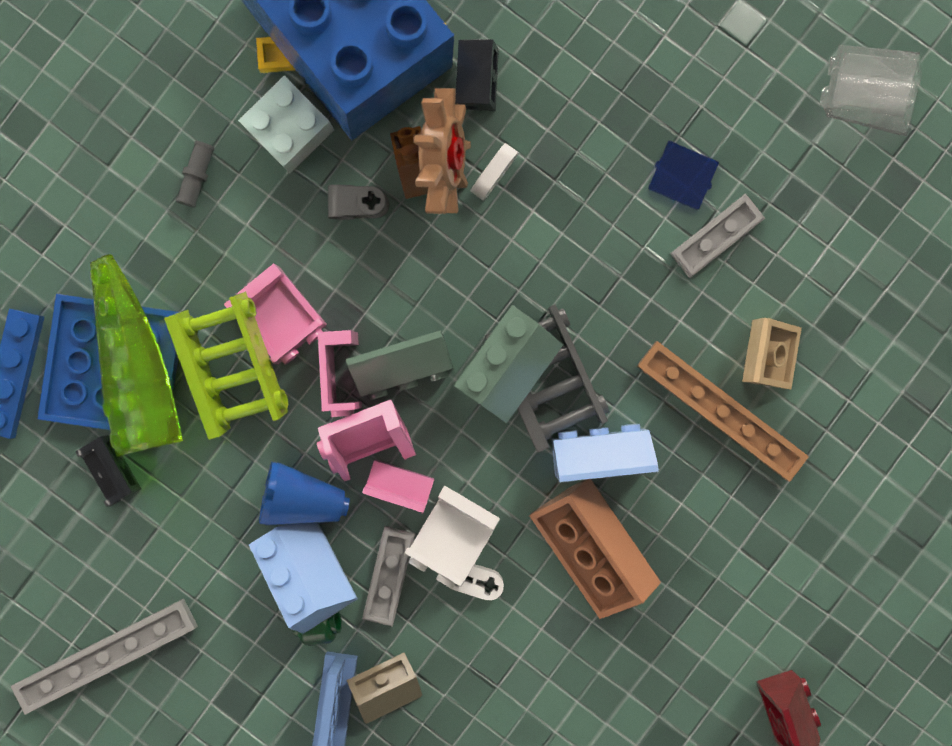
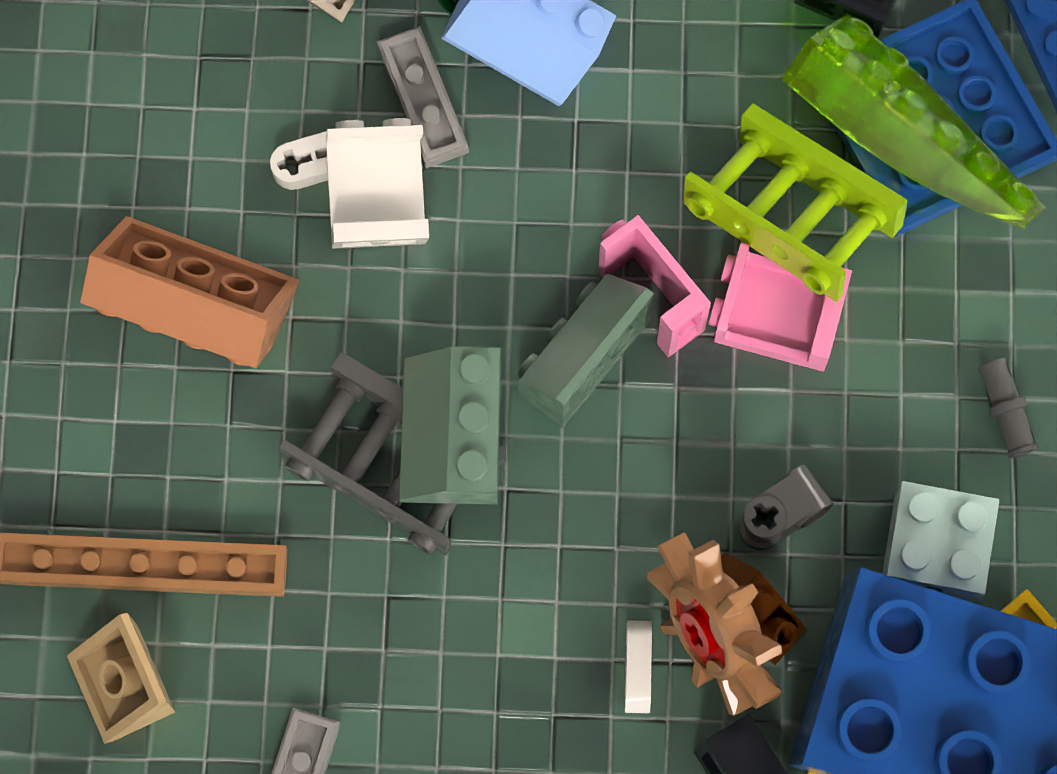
camera: 150 degrees right, 15 degrees down
(299, 498) = (593, 110): blue cone -> none
(363, 436) = (570, 231): bright pink panel -> none
(398, 486) = (484, 204): bright pink panel -> none
(603, 453) = (257, 404): light blue slope -> none

